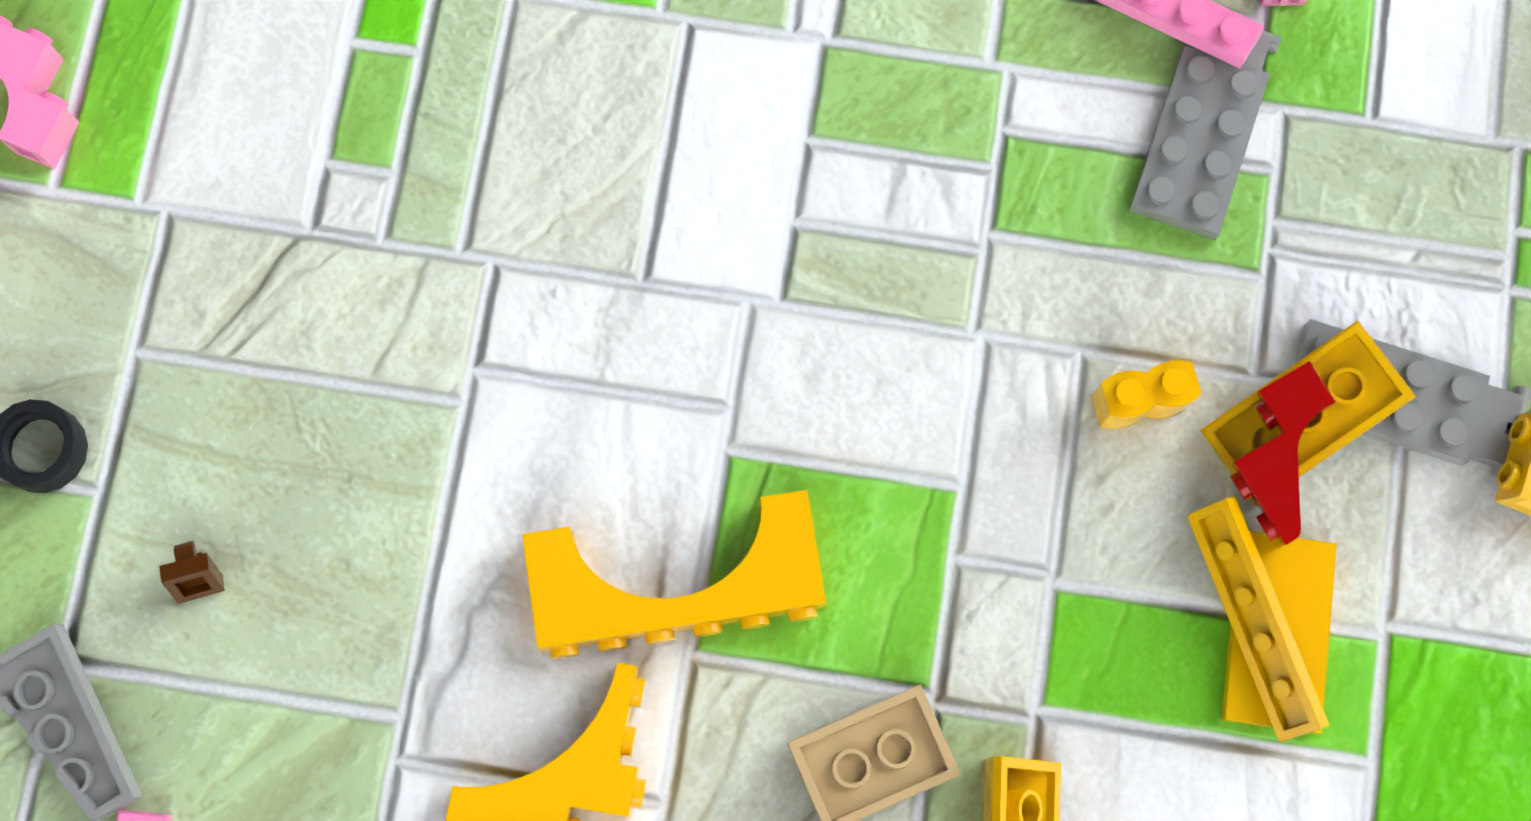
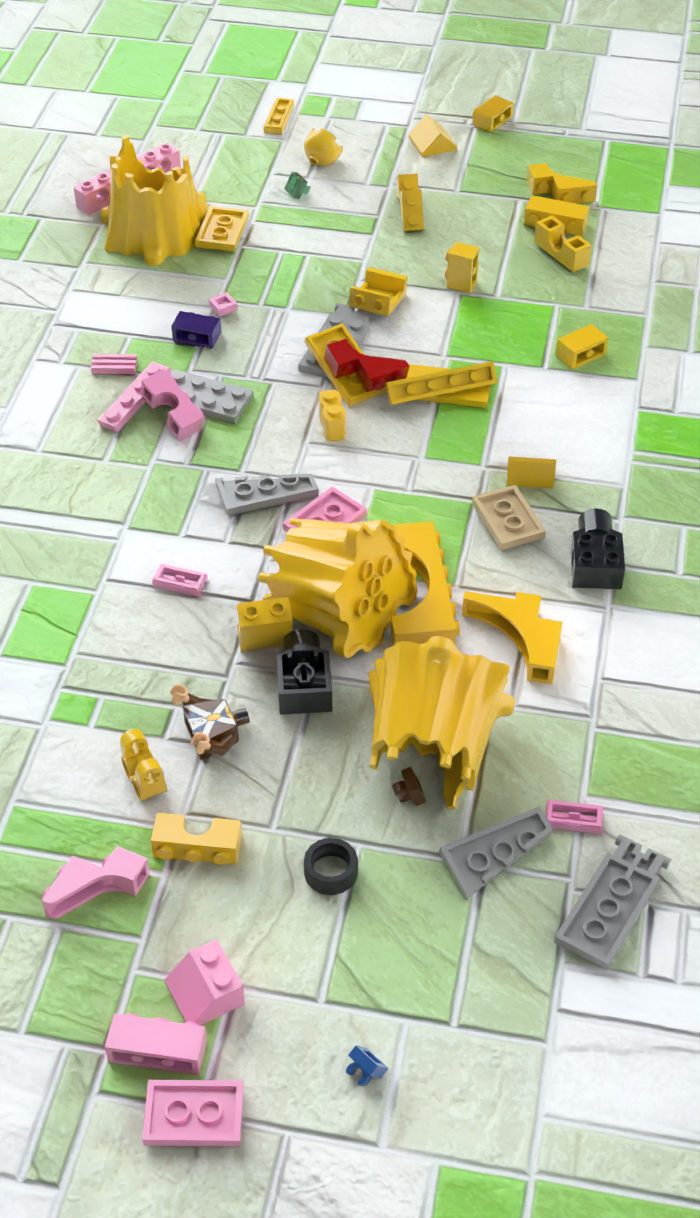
camera: 85 degrees left, 30 degrees down
(93, 194) = (218, 845): none -> yellow arch
(218, 140) = (141, 766): none -> yellow piece
(267, 601) = (439, 705): none -> yellow piece
(328, 229) = (209, 722): none -> torso
(434, 376) = (304, 674): none -> black brick
(527, 299) = (263, 623): none -> yellow panel
(604, 419) = (343, 579): none -> yellow piece
(678, 183) = (179, 582): none -> bright pink tile
(849, 397) = (331, 507): none -> bright pink plate
(917, 266) = (250, 495): none -> light grey wing
(1171, 50) = (163, 390): none -> bright pink arch
(1400, 105) = (196, 329): none -> dark purple brick
(1493, 151) = (223, 304): none -> bright pink plate

